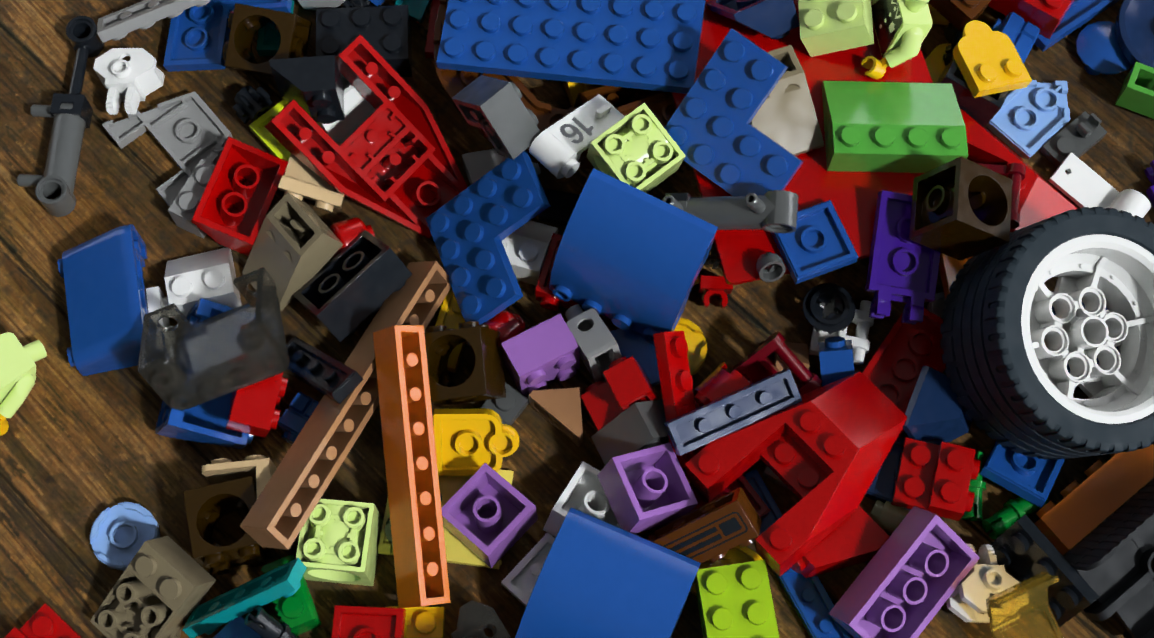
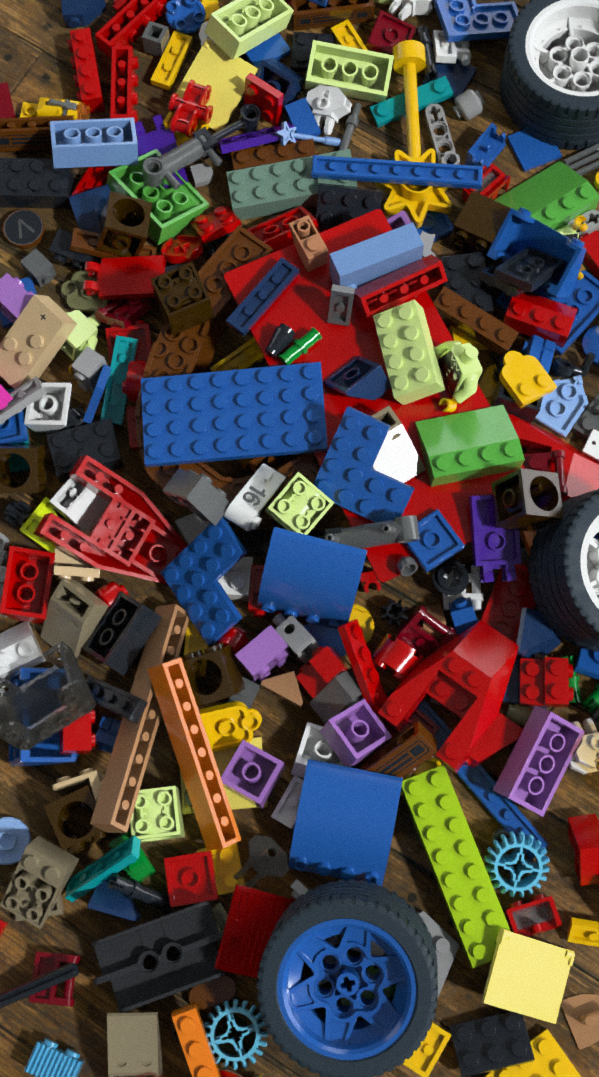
camera: 10 degrees left, 5 degrees up
(312, 84) = (60, 498): black slope -> none
(732, 347) = (397, 608): none -> black gear
(733, 412) = (402, 669): dark blue plate -> none
(1044, 66) = (565, 368): none -> black plate

